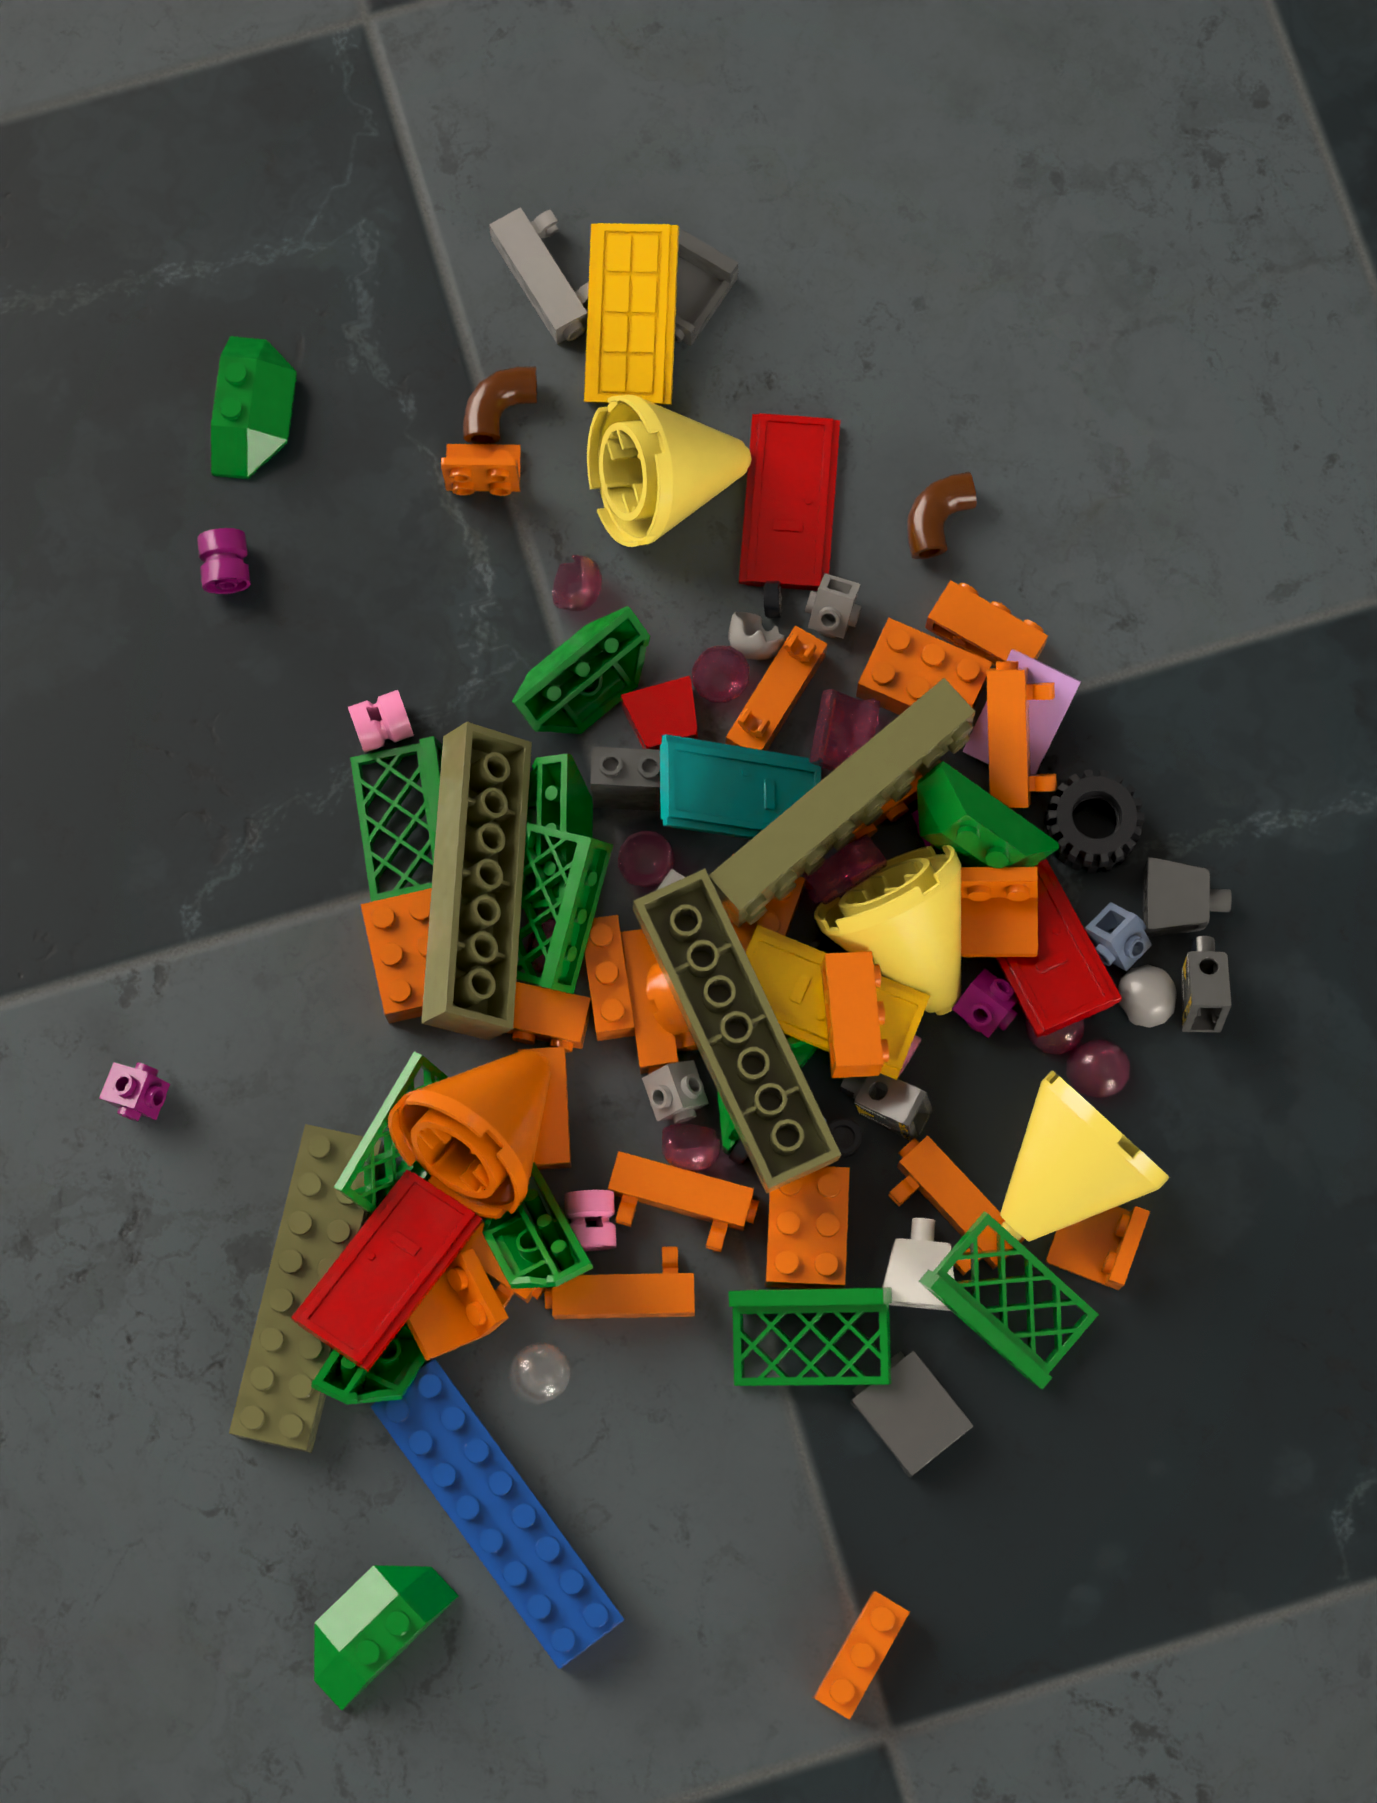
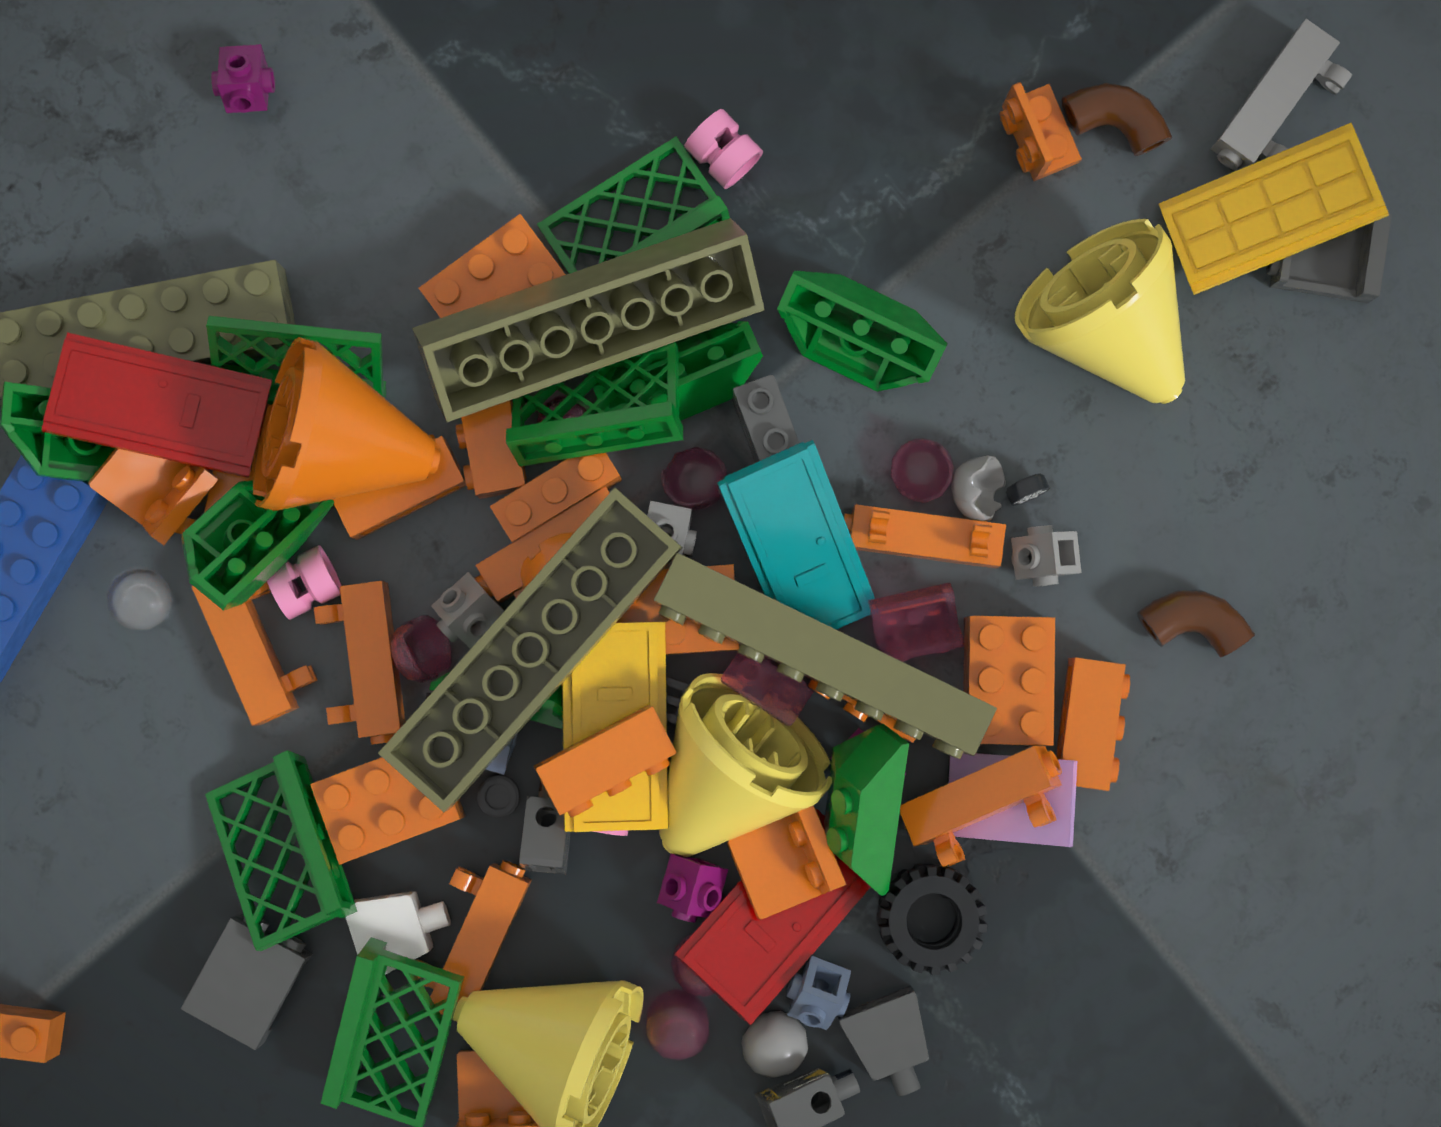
camera: 65 degrees right, 10 degrees up
(577, 584) = (954, 282): clear pink hair -> none
(661, 711) = (853, 432): red torso -> none
(789, 501) = (1144, 461): red piece -> none

